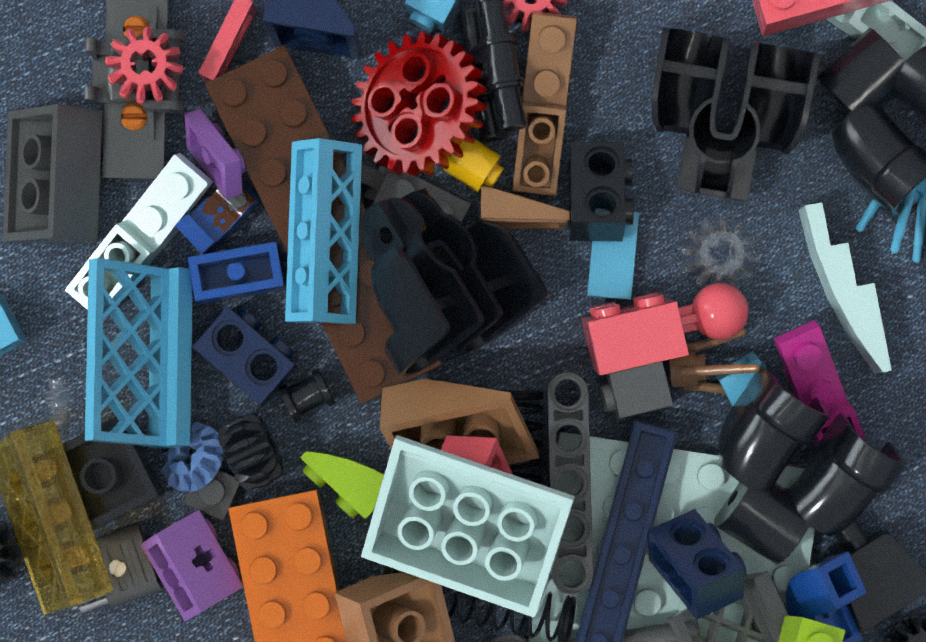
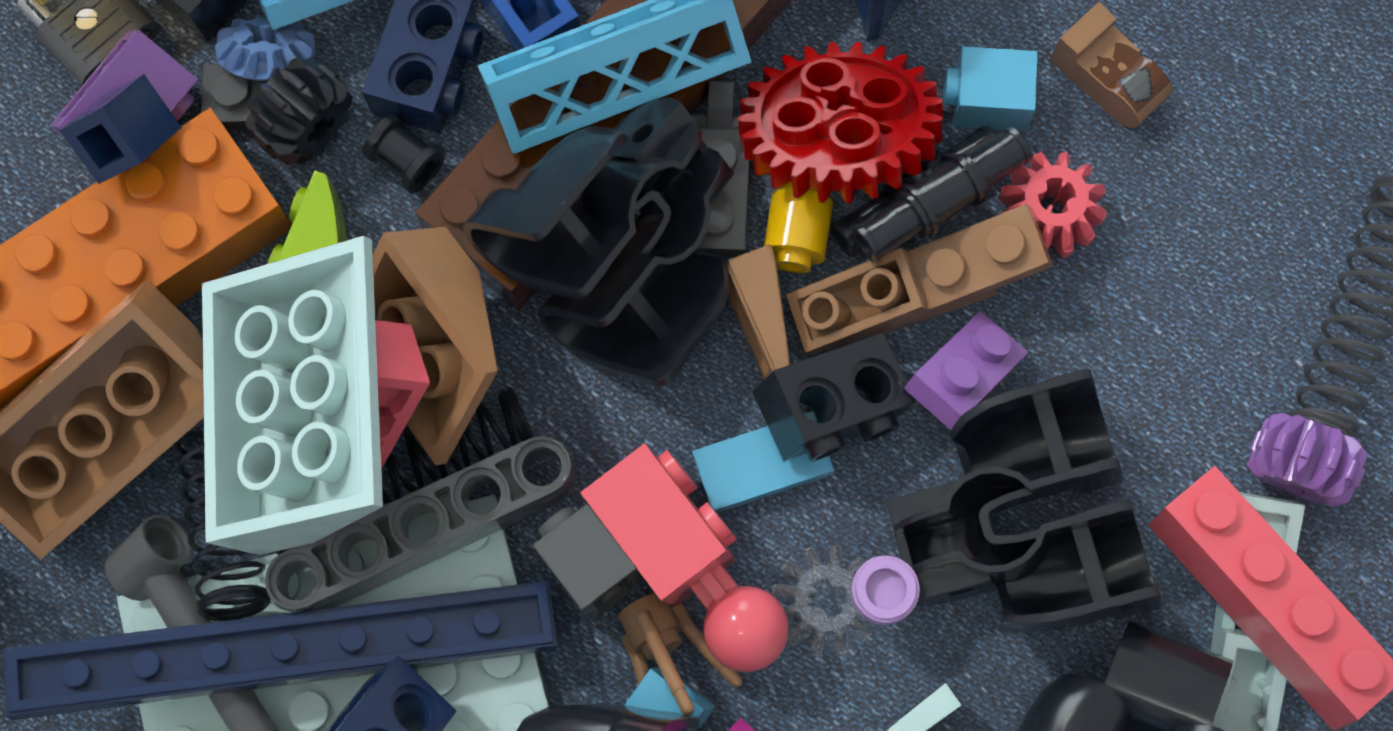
camera: 70 degrees right, 10 degrees down
(226, 570) = (121, 129): none -> dark blue brick
(615, 100) = (965, 369): none -> medium lavender plate
(734, 216) = (885, 590): none -> lavender tile

